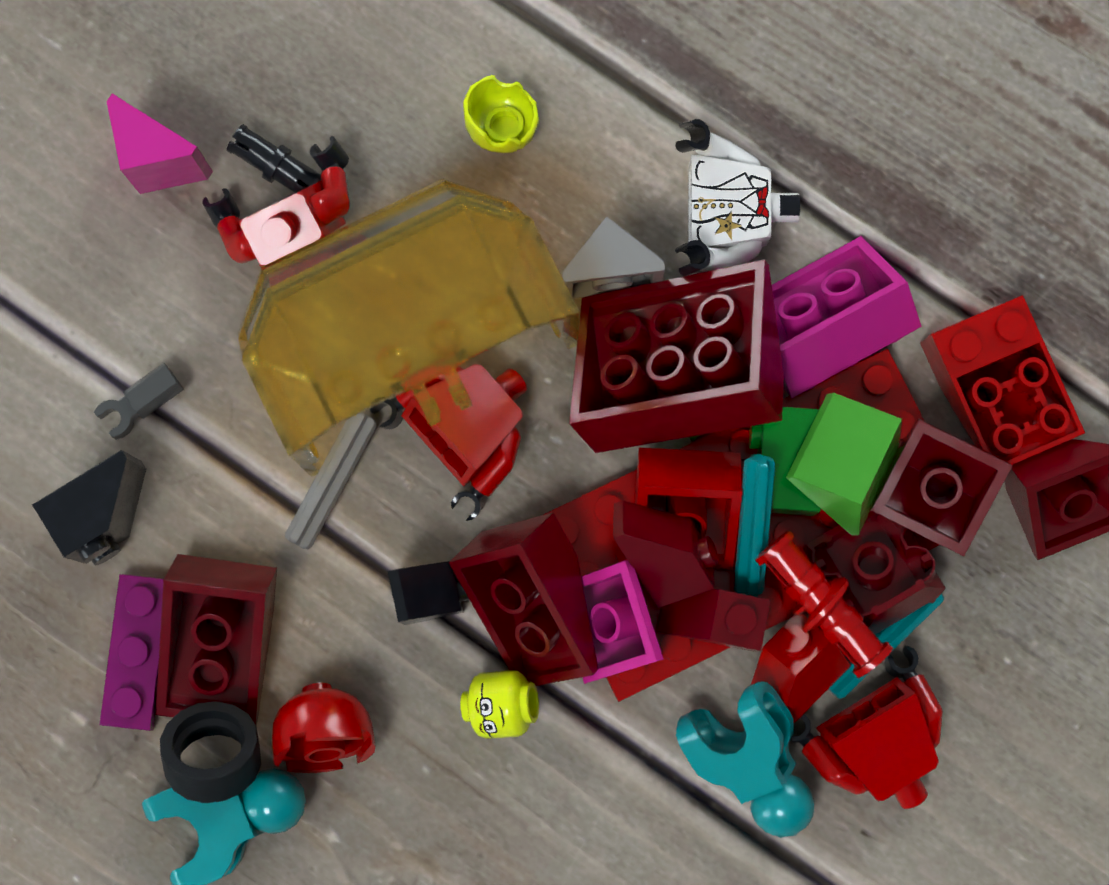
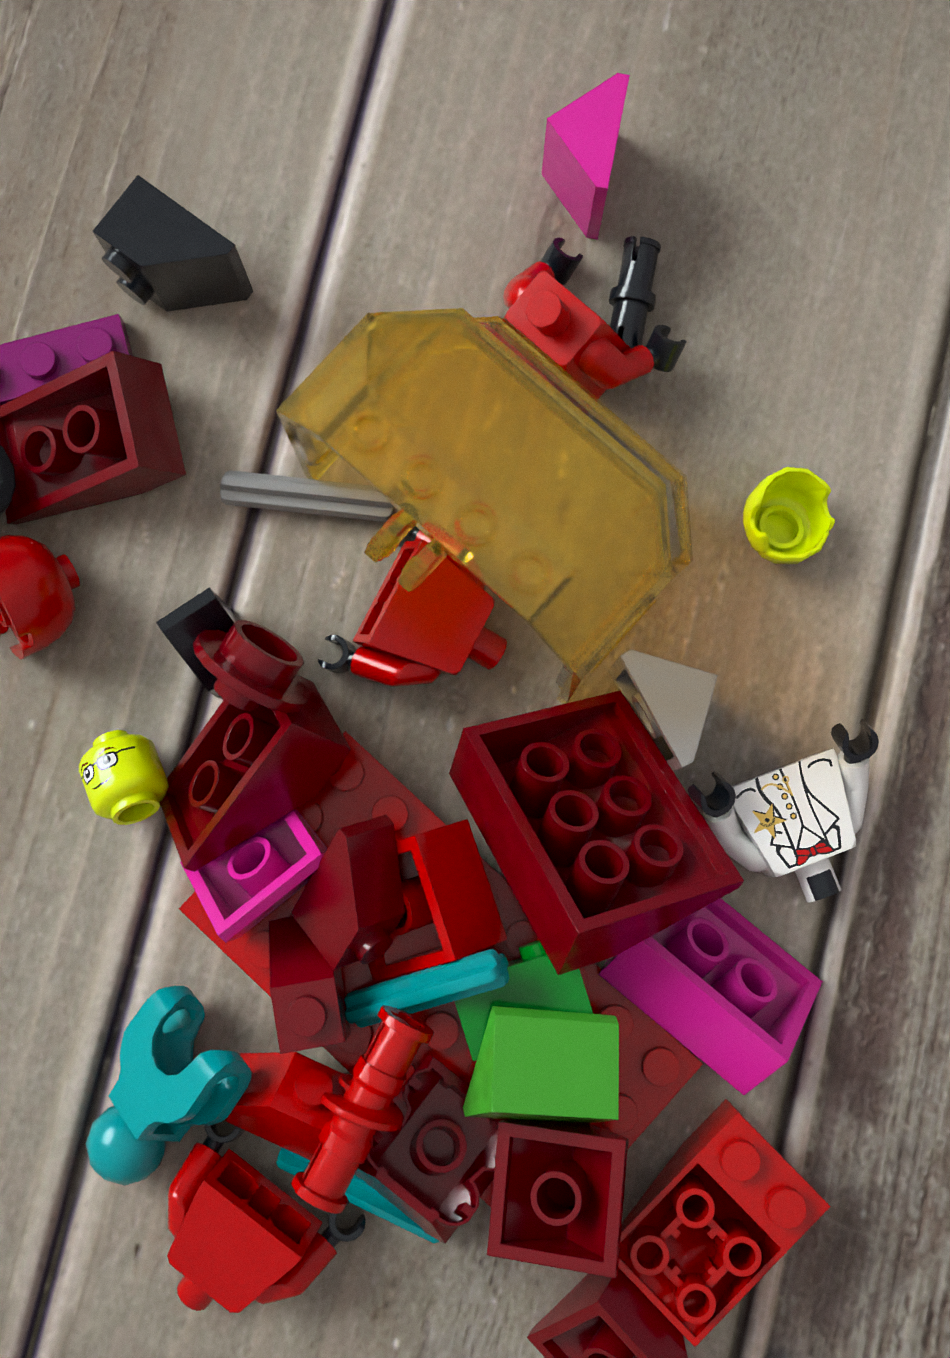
camera: 70 degrees right, 0 degrees up
(141, 399) = (317, 262): dark grey bar -> none
(464, 559) = (253, 667): none -> dark red piece

